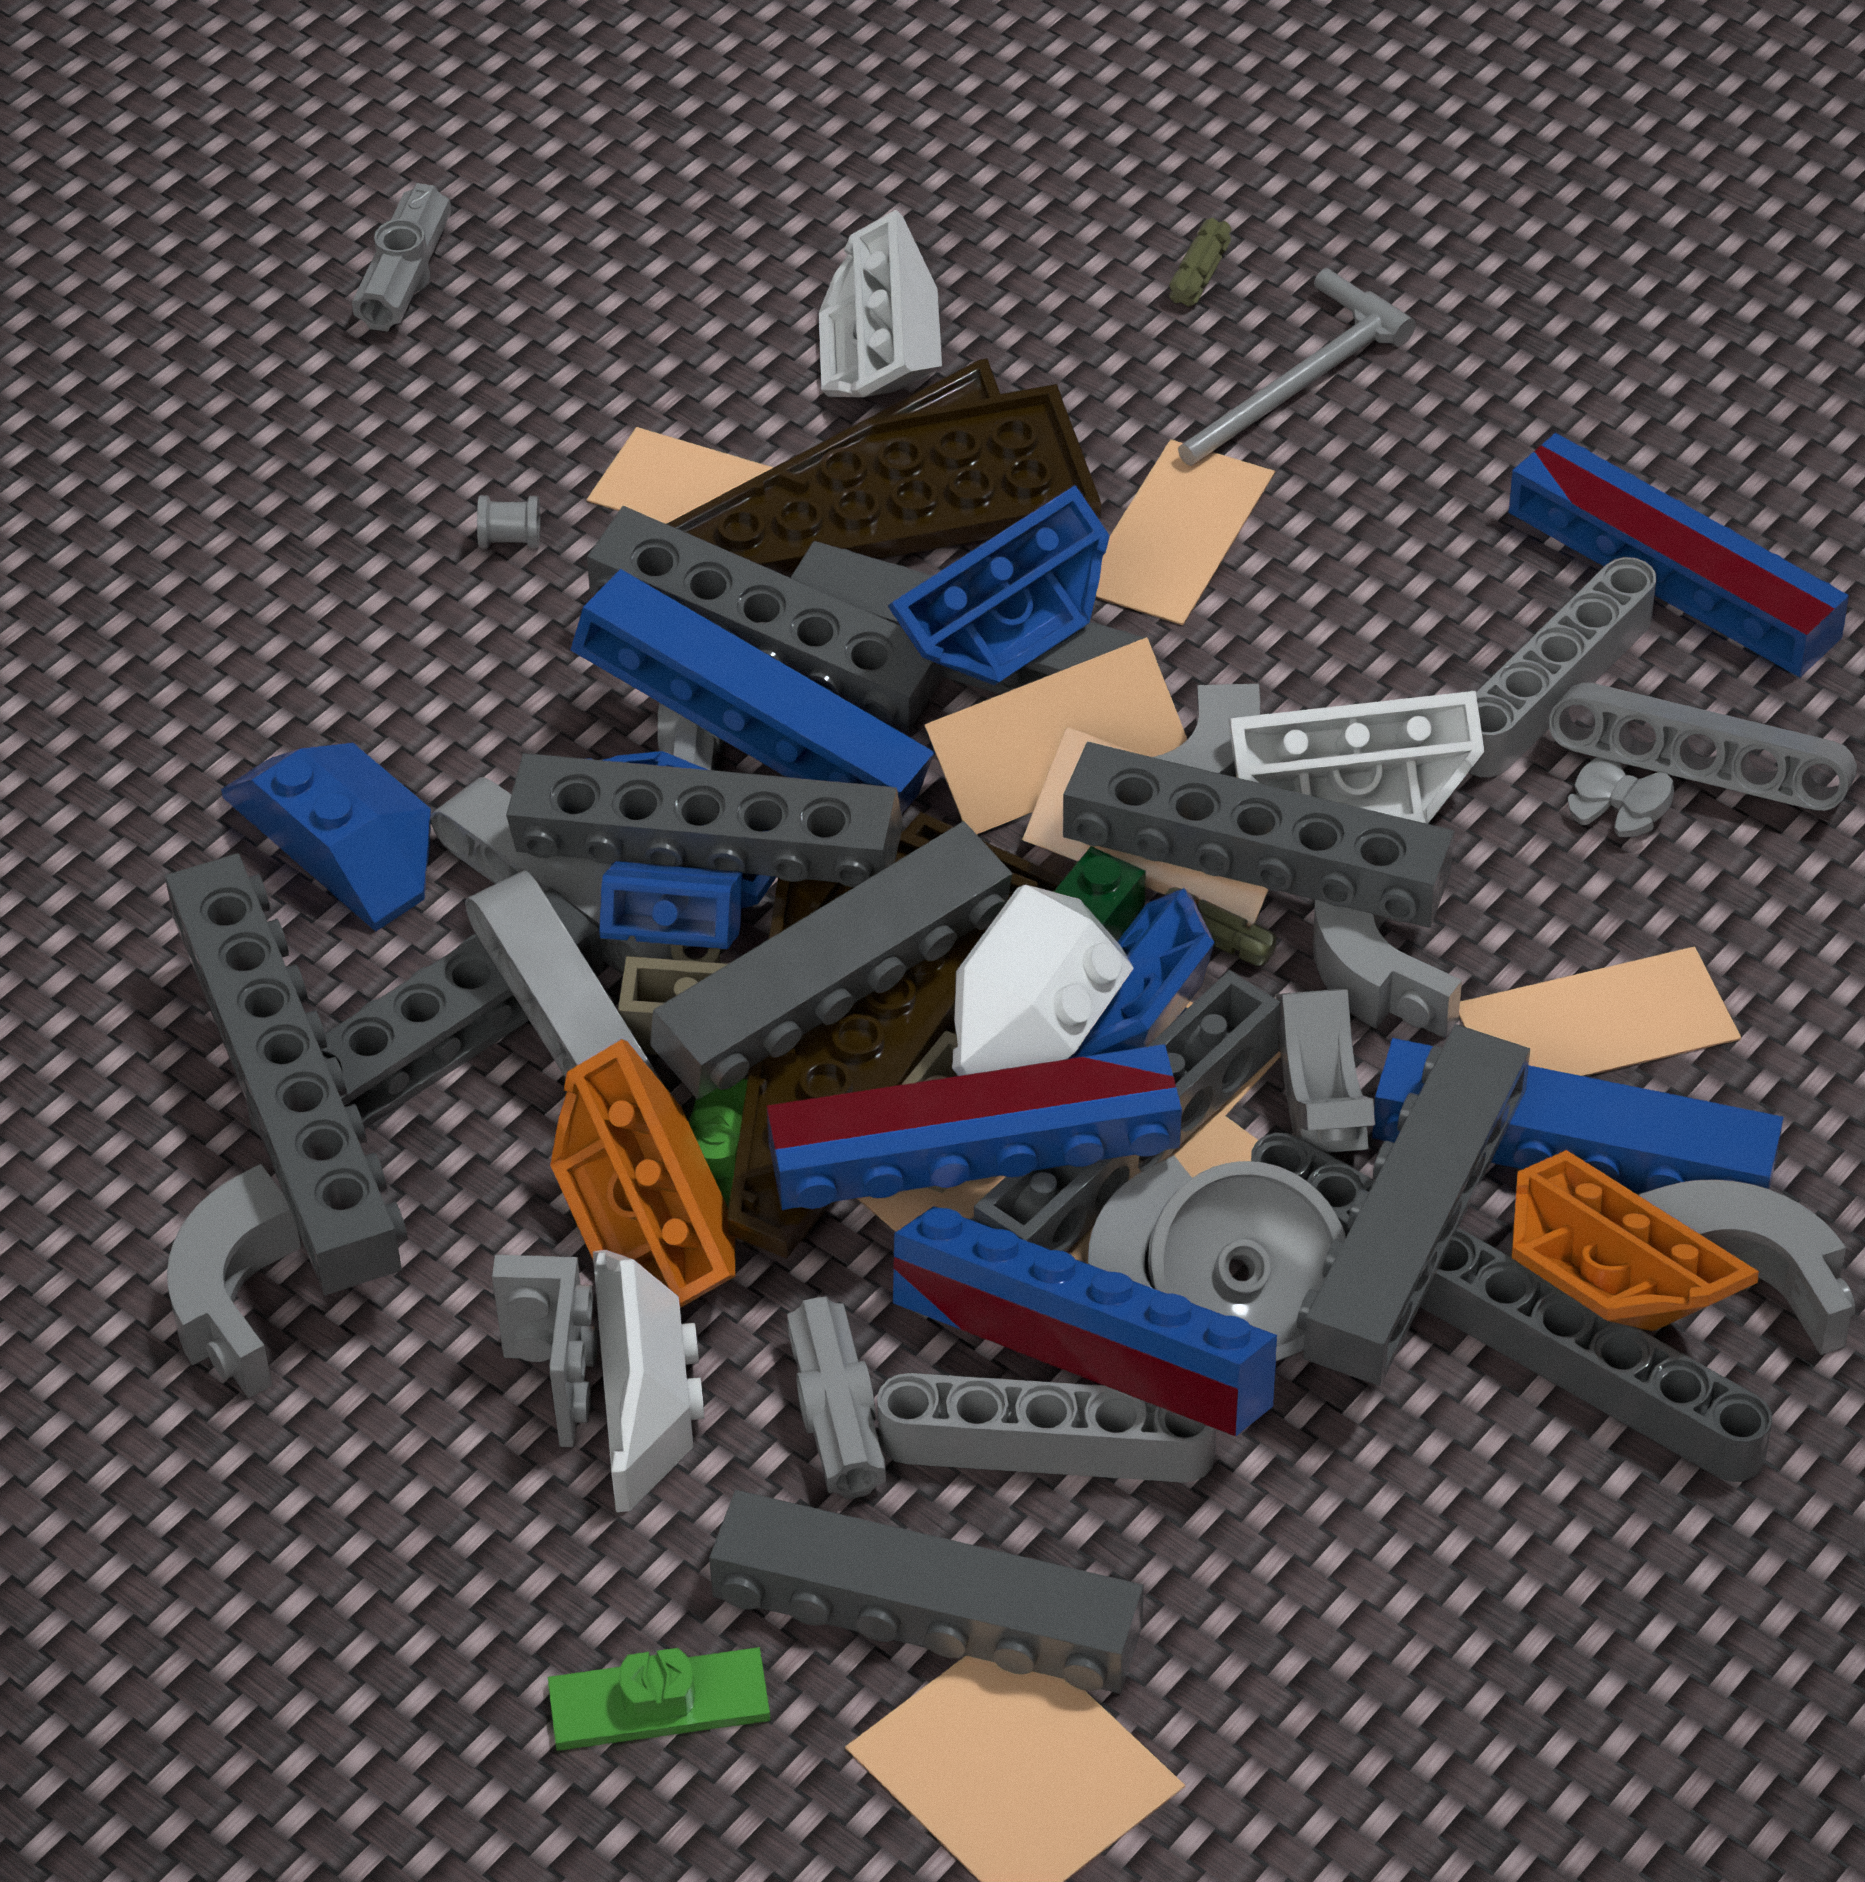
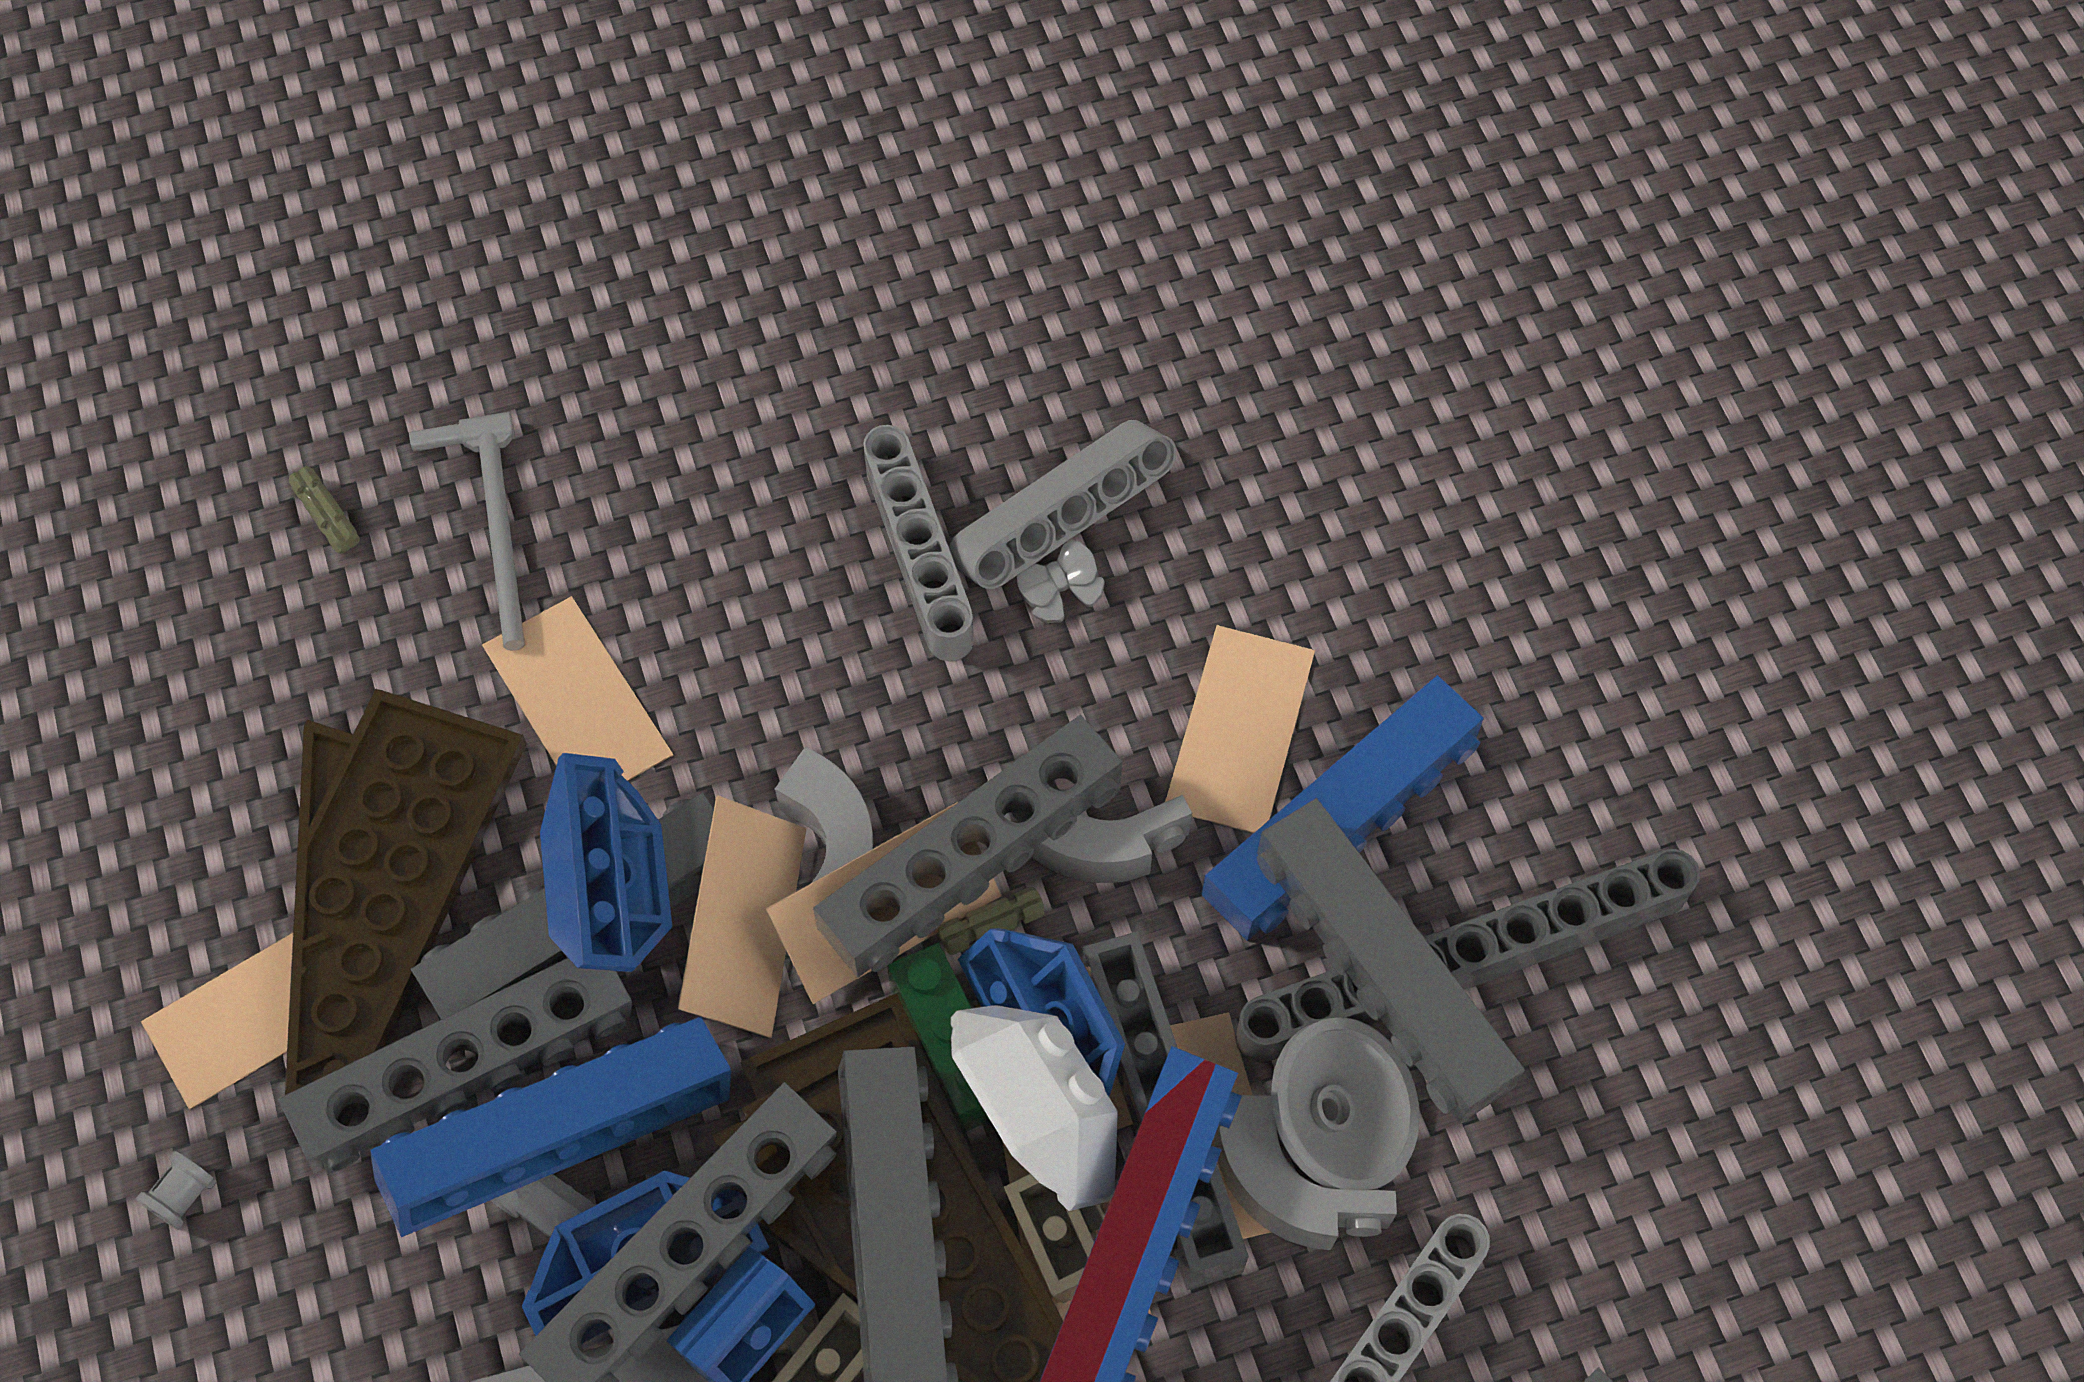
camera: 60 degrees left, 15 degrees up
(879, 314) = (200, 772): white wedge -> none
(1085, 1320) = (1341, 1260): blue brick -> none
(1321, 1071) = (1199, 947): light grey arch -> none
(1371, 755) = (921, 725): white wedge -> none
(1616, 1247) = (1499, 856): orange wedge -> none
(1696, 560) = (846, 402): blue brick -> none
(1778, 1239) = (1516, 749): light grey arch -> none

